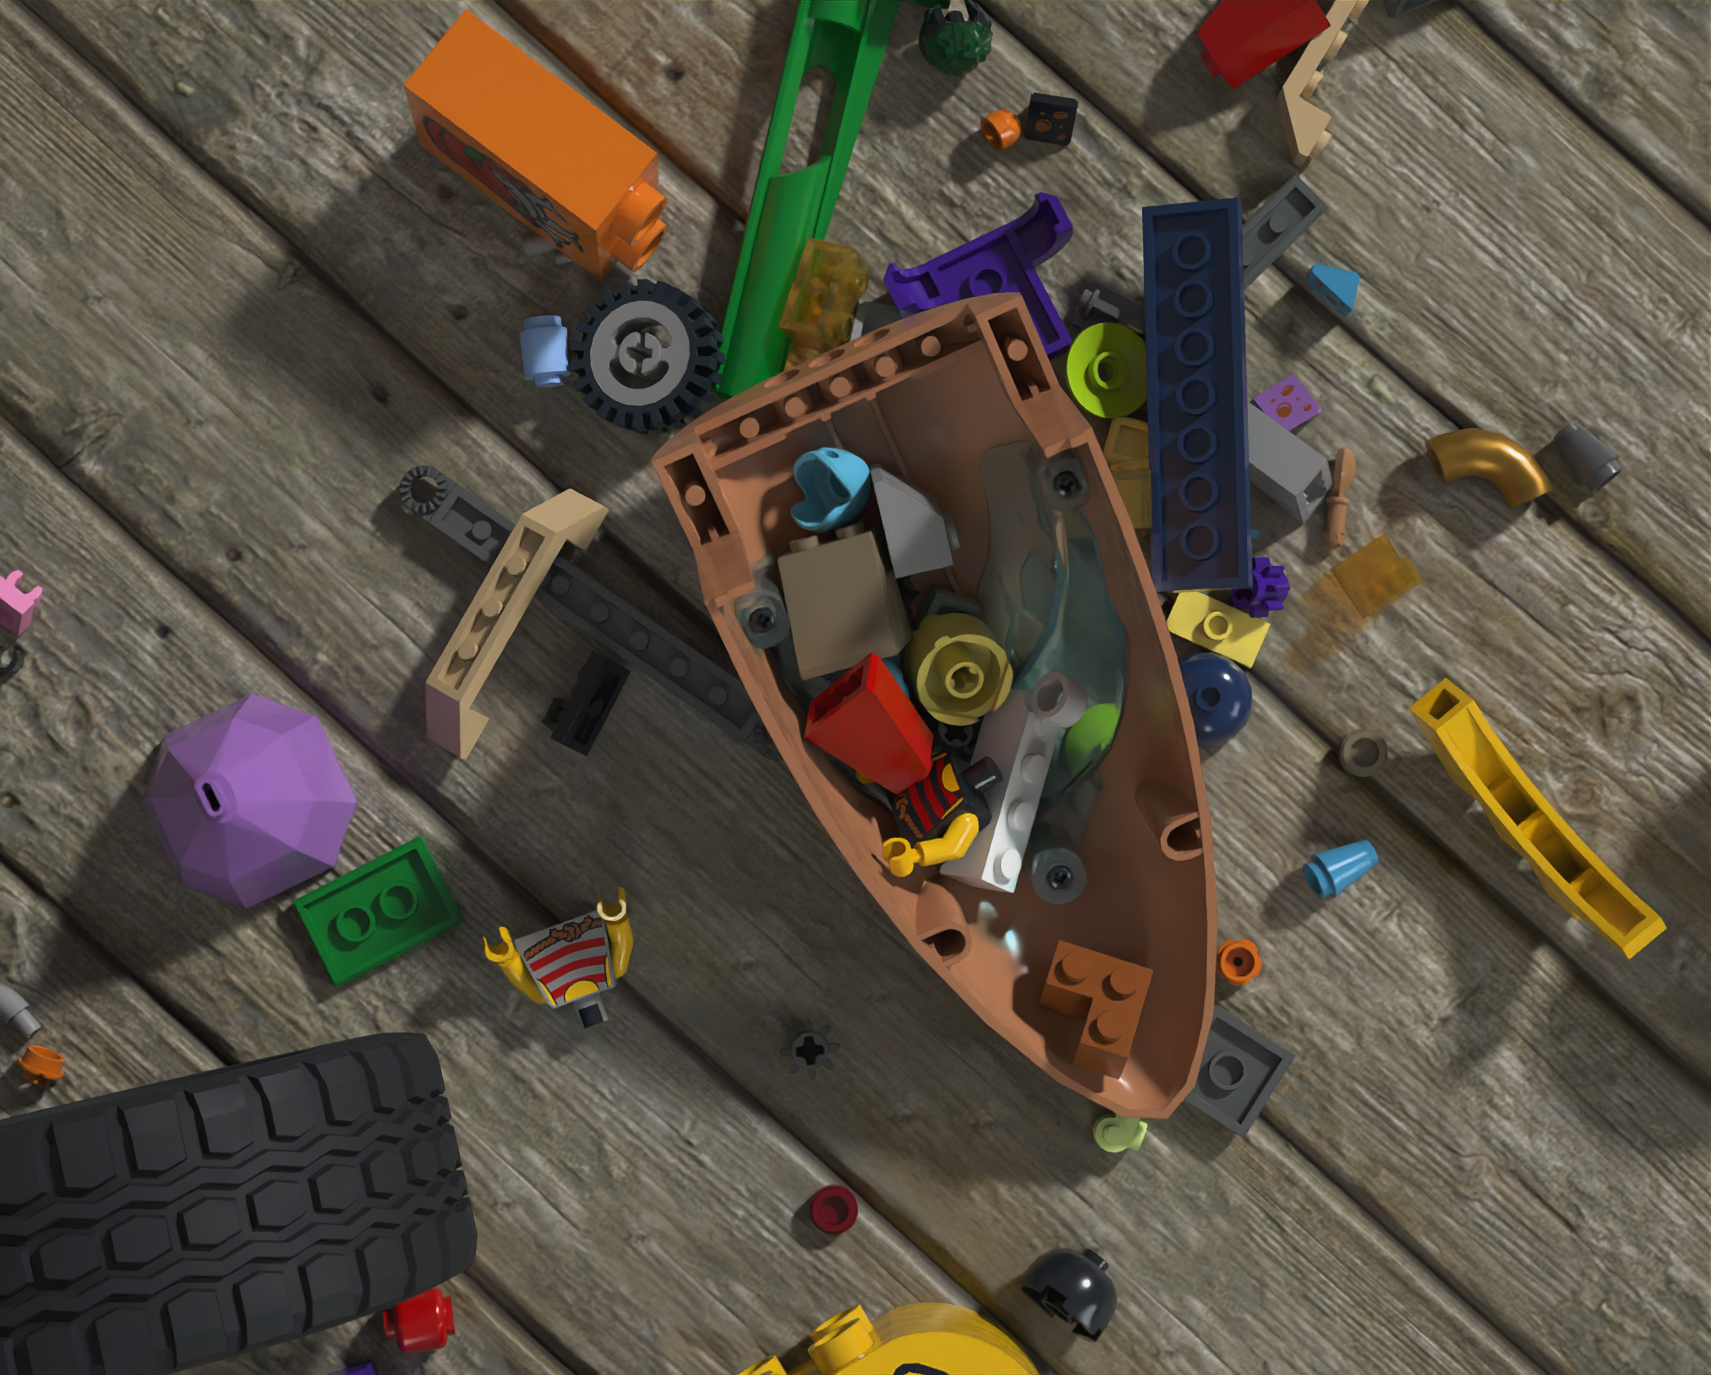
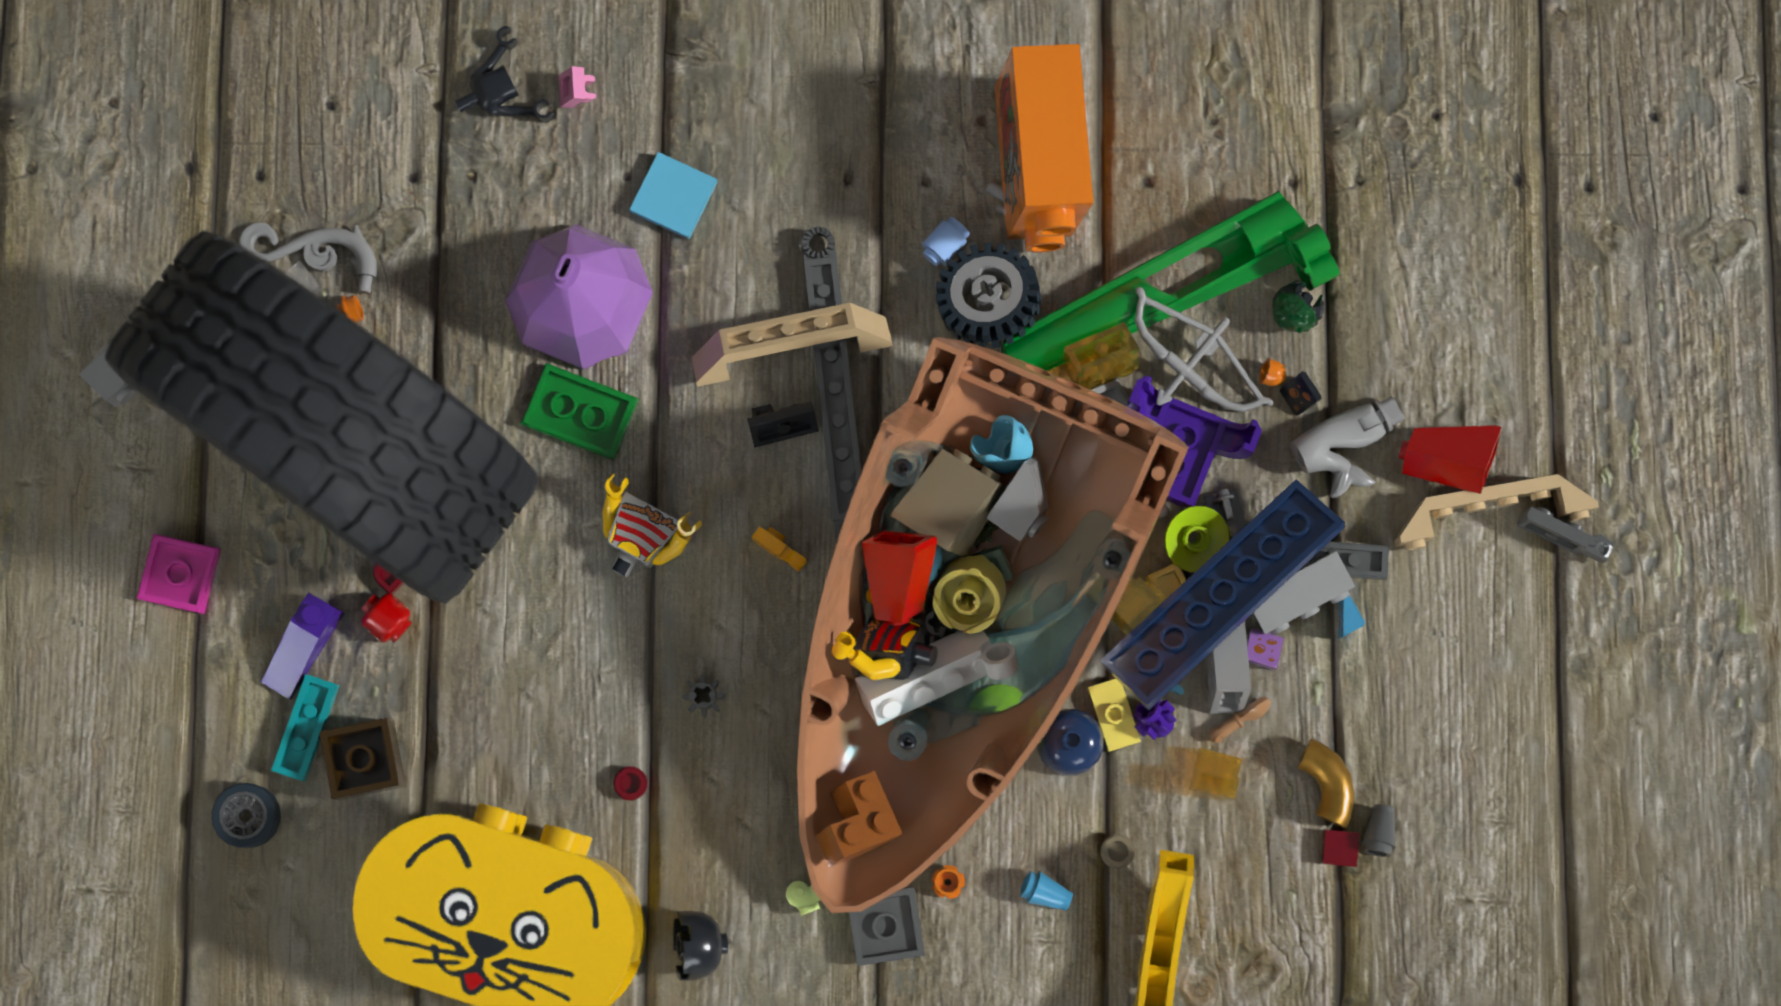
camera: 45 degrees right, 5 degrees down
(229, 599) = (673, 195): none -> medium azure tile
(708, 827) = (773, 542): none -> light orange plate
(909, 172) = (1206, 345): none -> light grey piece
(1132, 106) = (1348, 429): none -> light grey piece
(1272, 290) = (1313, 585): none -> light grey brick
(1566, 514) = (1340, 848): none -> dark red tile

